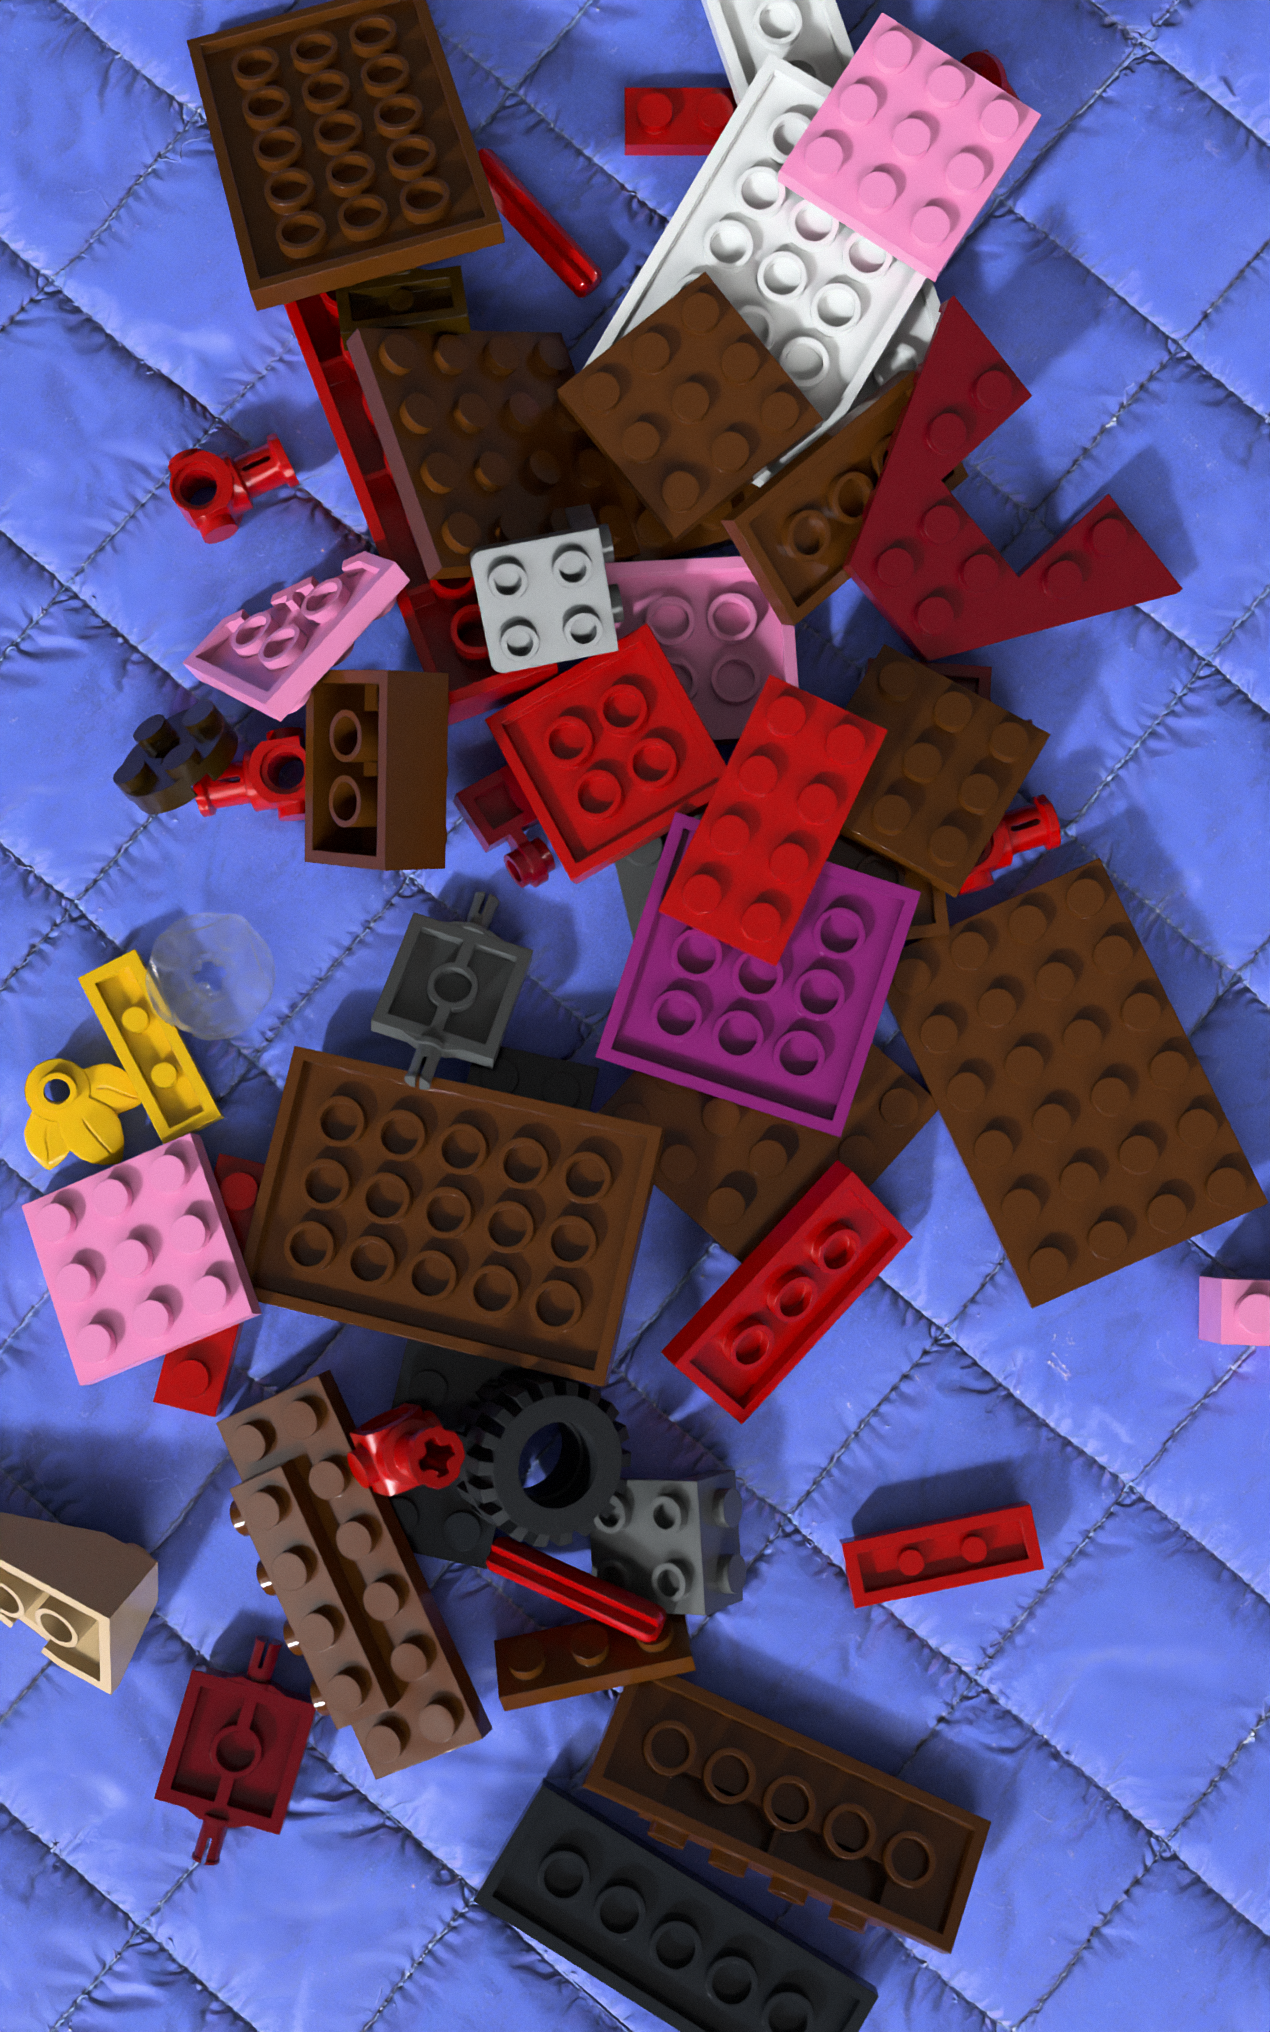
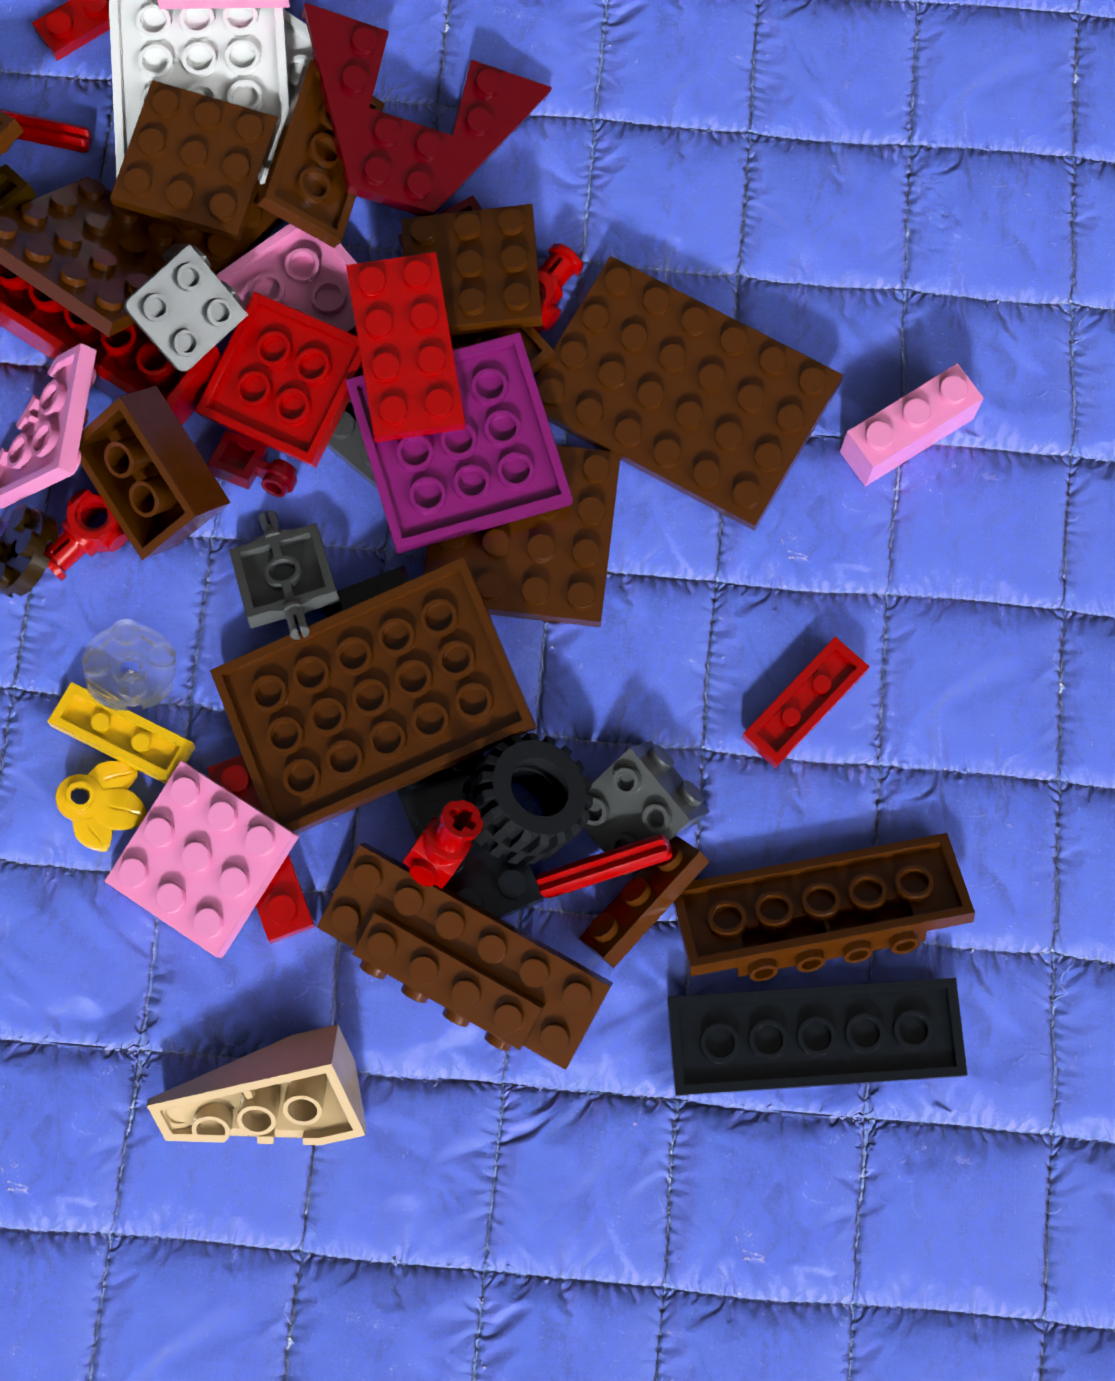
camera: 30 degrees left, 10 degrees down
(237, 1749) = (467, 1111): dark red plate -> none
(788, 1292) = (606, 611): red plate -> none

